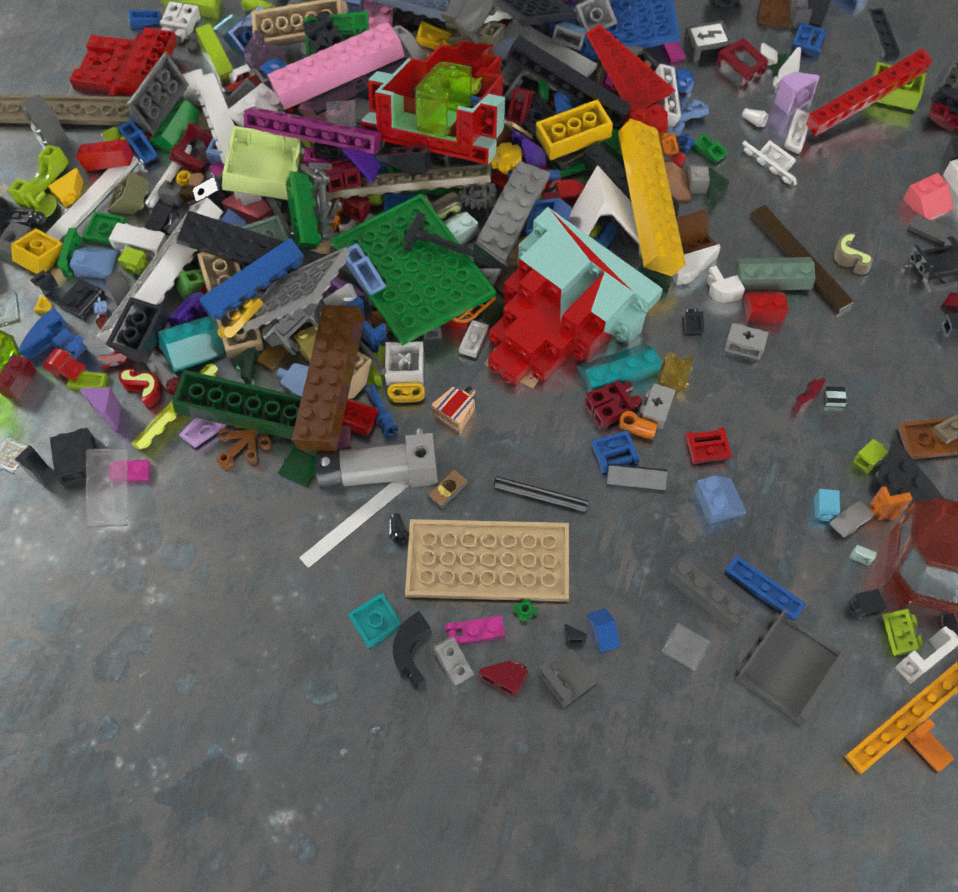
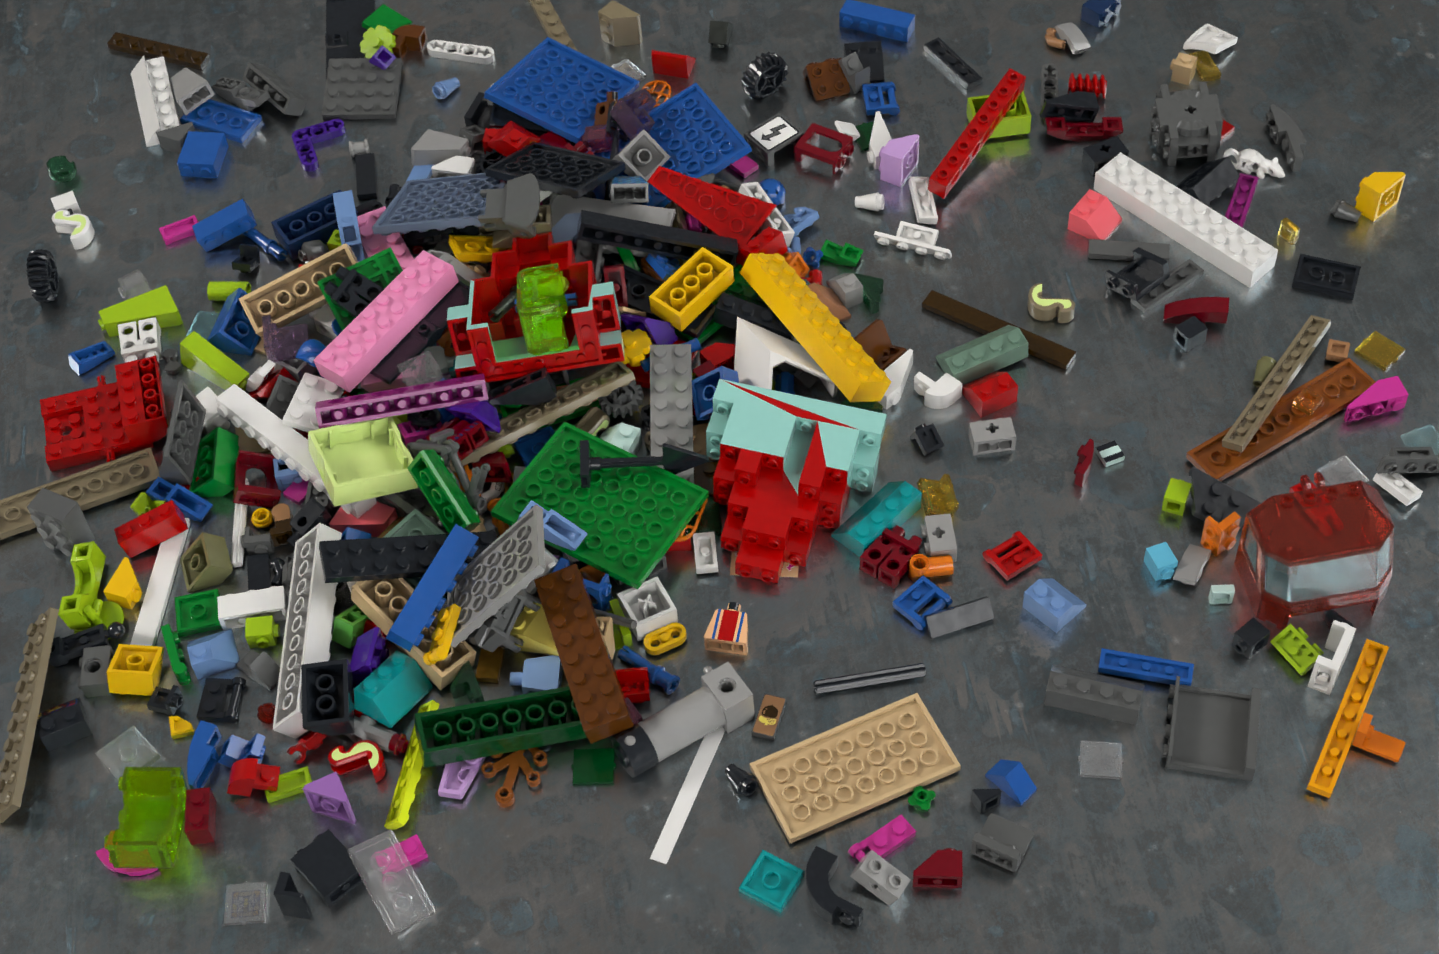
camera: 25 degrees left, 10 degrees down
(100, 307) = (253, 699): light blue plate -> none

